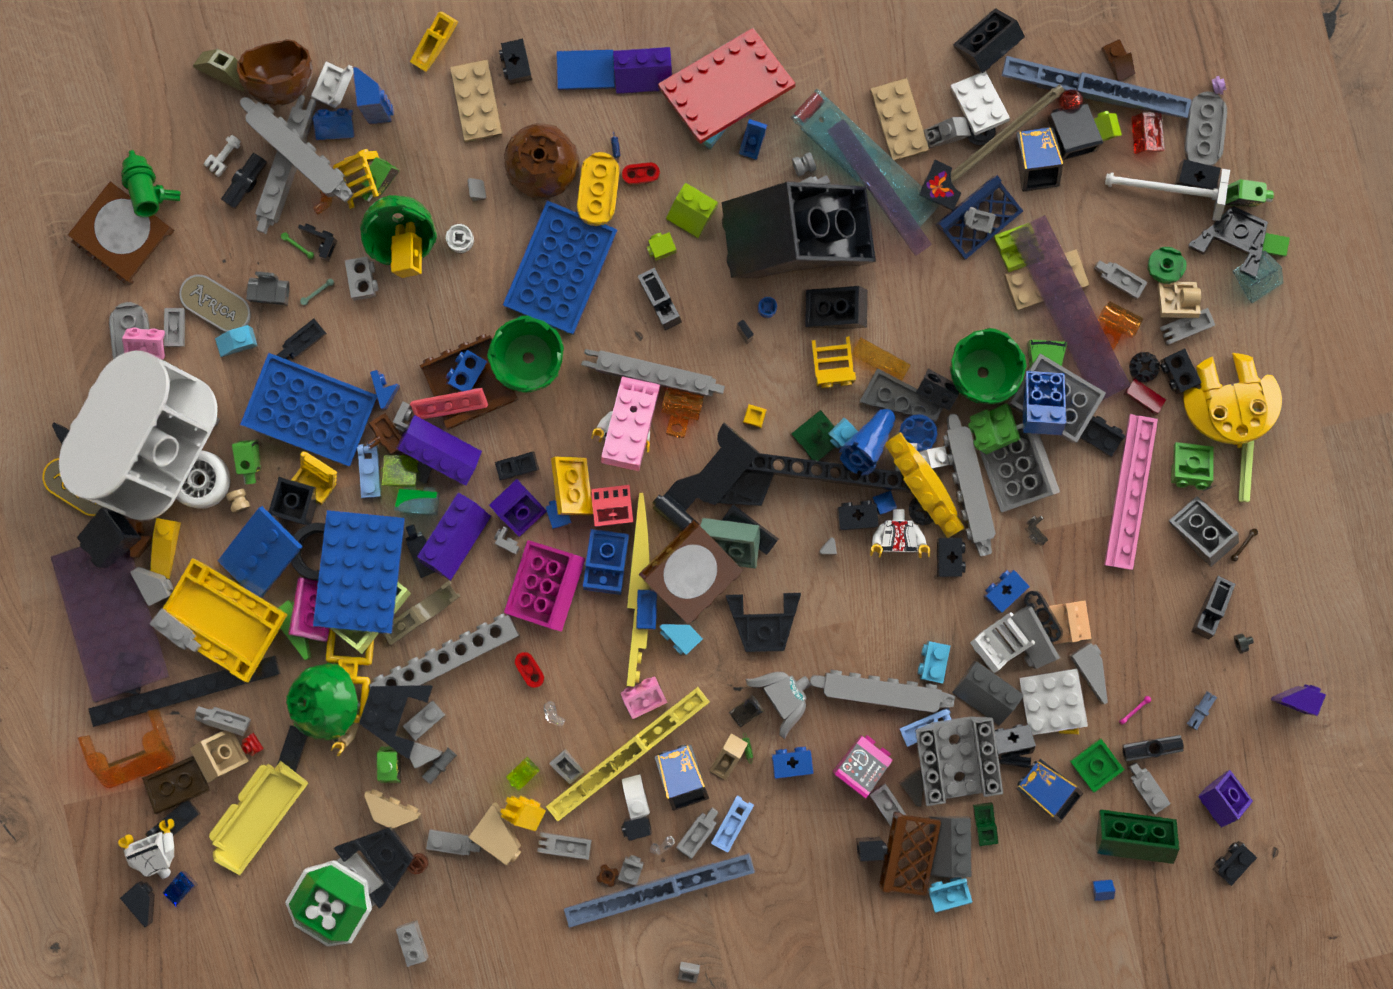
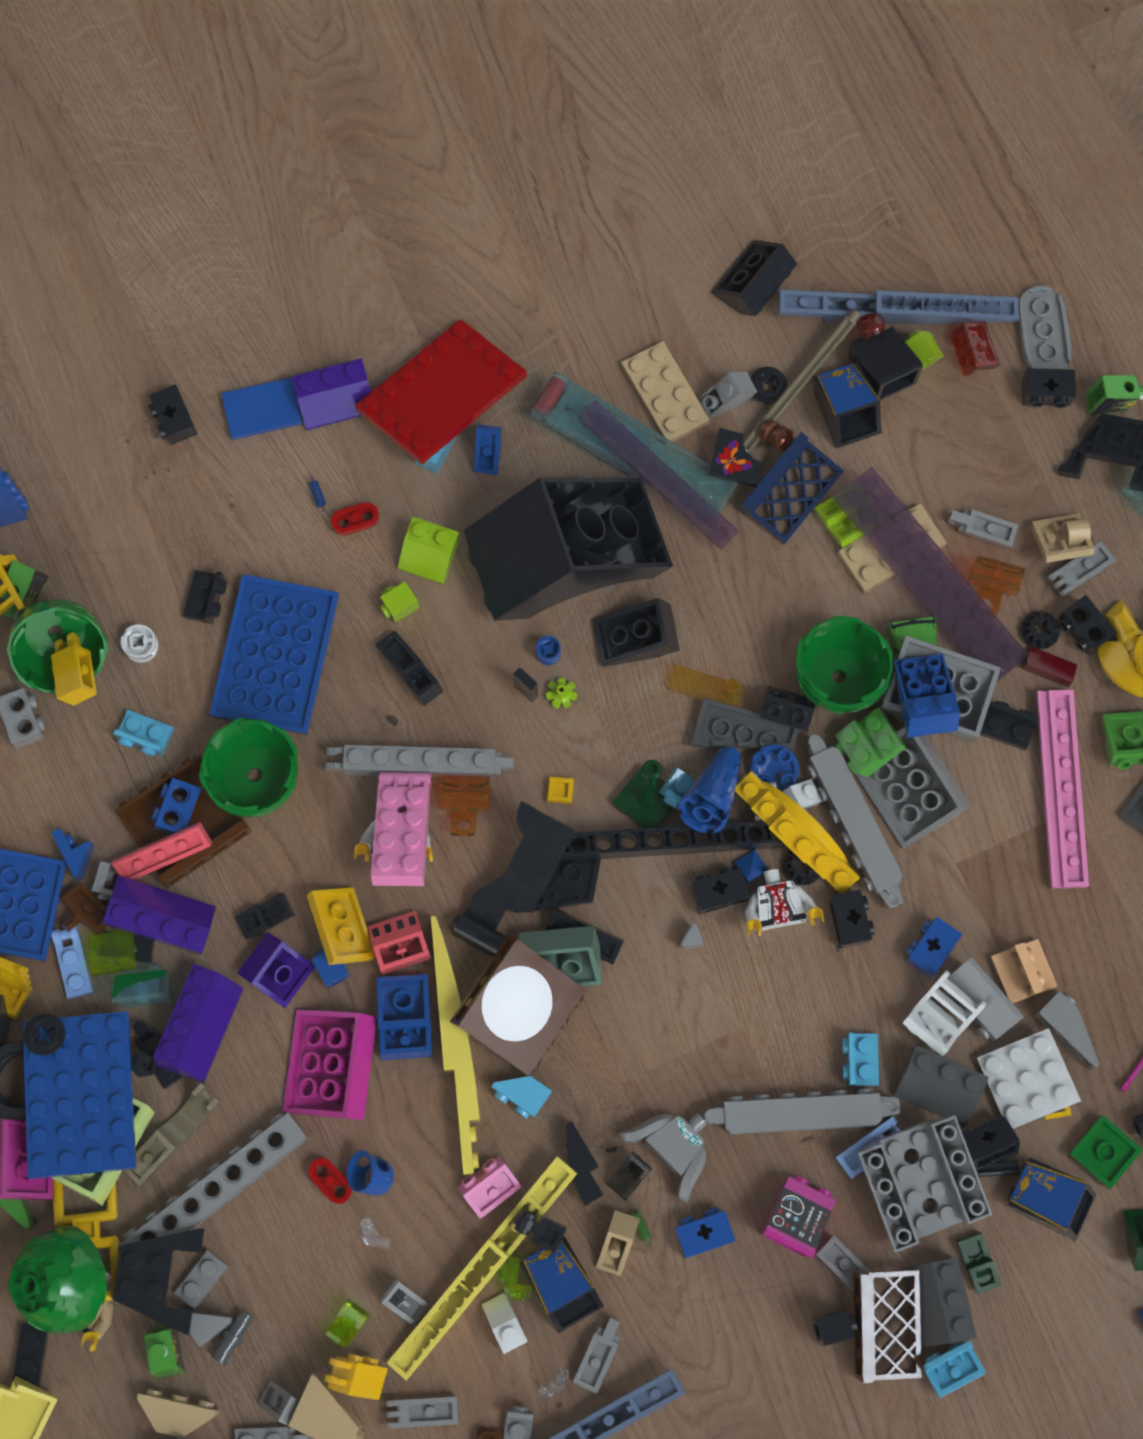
camera: 10 degrees left, 10 degrees down
(332, 520) = (32, 1033): none -> black gear
(409, 558) = (143, 1063): none -> pearl dark grey tile
(433, 41) = (65, 410): yellow slope -> none
(451, 308) = (144, 733): none -> medium azure bracket
(464, 818) = (278, 1402): none -> light grey plate
(476, 101) = (131, 472): tan plate -> none
(476, 189) = (150, 579): light grey slope -> none
(508, 544) = (272, 1020): light grey bracket -> none
(515, 211) = (204, 597): none -> black bracket
(541, 176) = (230, 544): reddish brown piece -> none
(567, 674) = (381, 1175): none -> blue helmet
(598, 189) = (304, 548): yellow tile -> none
(636, 827) = (514, 1364): black brick -> none
(646, 609) = (469, 1066): blue tile -> none
(646, 763) = (509, 1274): none -> clear neon green bracket
(678, 741) = (547, 1233): none -> black plate
(715, 695) = (583, 1163): none -> black slope
(732, 824) = (641, 1335): light blue plate -> none
(764, 631) = (630, 1064): black wing -> none
(767, 345) = (561, 693): none -> lime plant
(804, 164) = (558, 467): light grey wheel -> none
(831, 377) = (651, 720): yellow plate -> none
(913, 786) = (872, 1231): clear smoke slope -> none
(977, 173) = (776, 435): none -> copper wheel
(979, 220) = (791, 490): light grey bracket -> none
(980, 103) = (760, 352): white plate -> none
(1036, 535) = (954, 867): clear smoke bracket -> none
(1041, 600) = (980, 951): black beam -> none
(1119, 61) = (919, 271): reddish brown slope -> none
(1170, 257) = (1037, 490): green plate -> none
(1218, 85) = (1047, 275): lavender plate -> none
(1218, 194) = (1079, 401): white tile -> none

